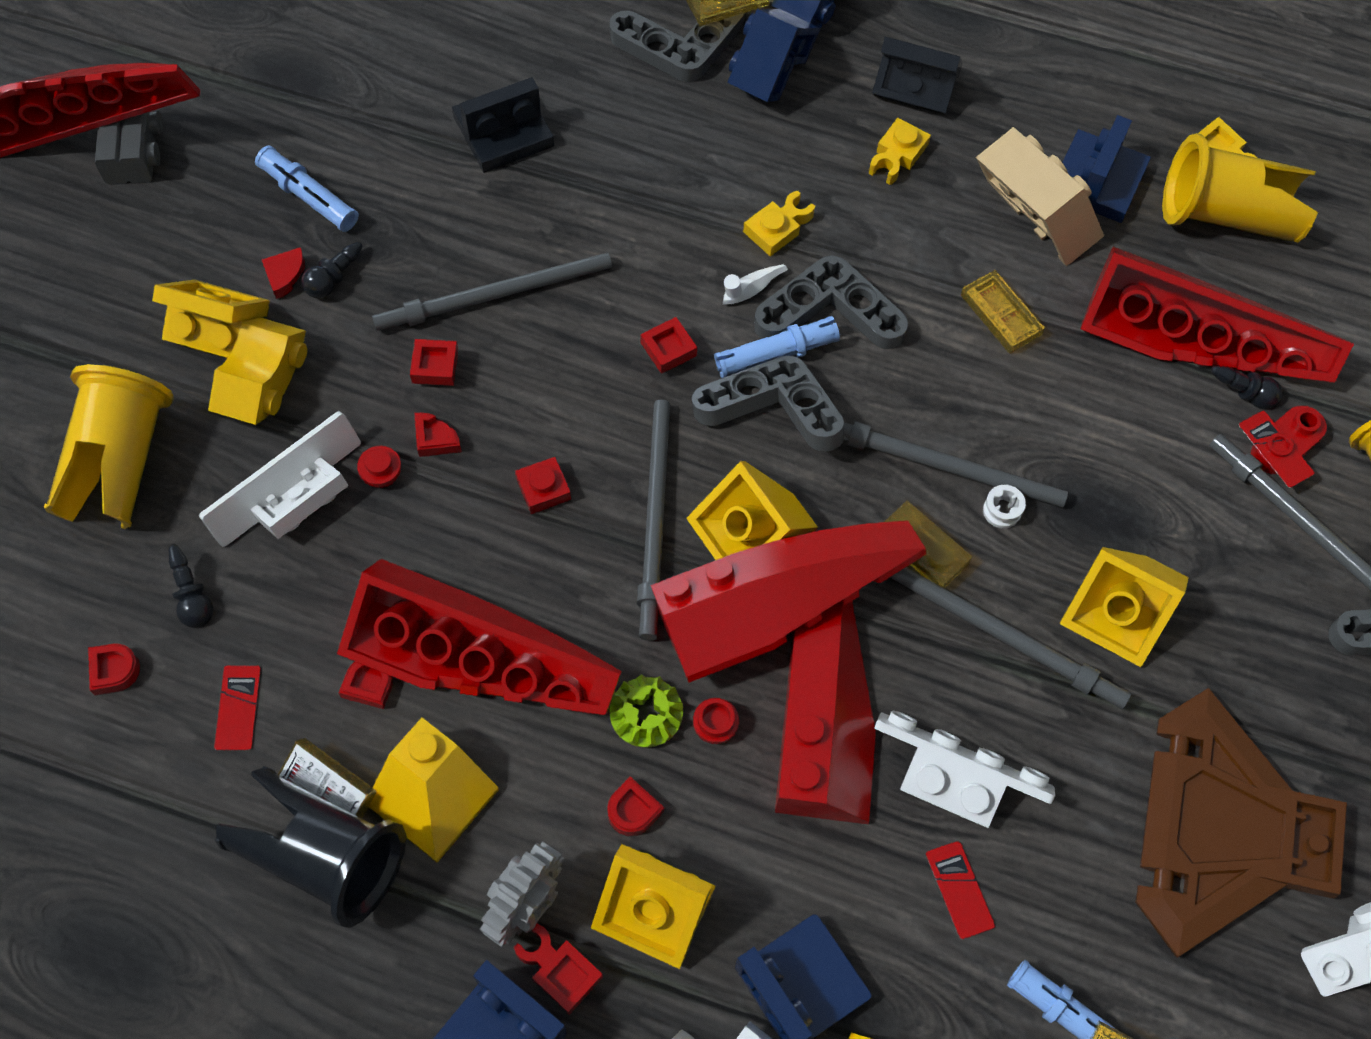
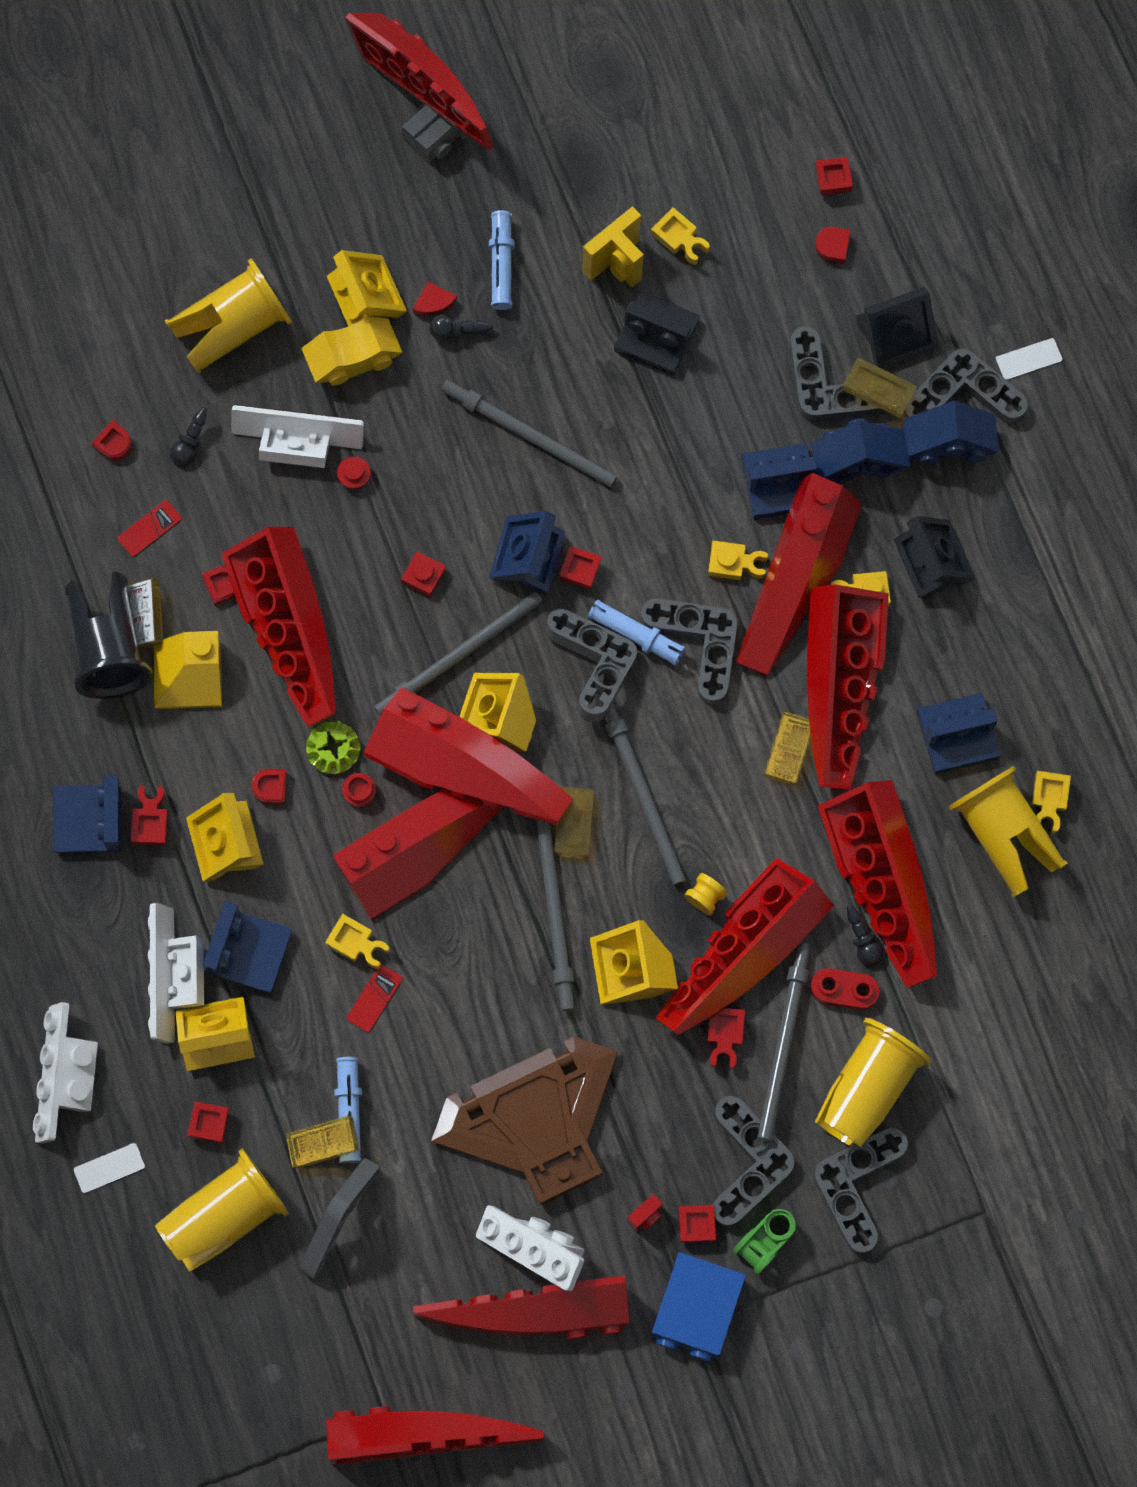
camera: 50 degrees right, 10 degrees up
(402, 86) = (616, 249): none -> yellow bracket
(429, 43) = (678, 233): none -> yellow plate
(434, 362) = (447, 443): red plate -> none
(435, 436) = (402, 485): red tile -> none
(522, 893) = (168, 765): light grey gear -> none
(609, 371) = (528, 551): none -> dark blue bracket
(736, 132) = (774, 478): none -> dark blue bracket
(749, 285) = (671, 580): white bar -> none
(834, 176) = (804, 559): none -> red wedge
(881, 859) = (352, 939): none -> yellow plate
(955, 203) = (842, 666): none -> red wedge
(959, 777) = (439, 945): white bracket -> none
(1009, 494) = (638, 859): white bush -> none
(1042, 192) = (892, 706): tan wedge -> none
(1101, 482) = (705, 894): none -> yellow wheel
(1185, 484) = (757, 936): none -> red wedge
(1262, 571) = (726, 1031): none -> red plate
(1291, 468) = (816, 1001): red sticker -> none

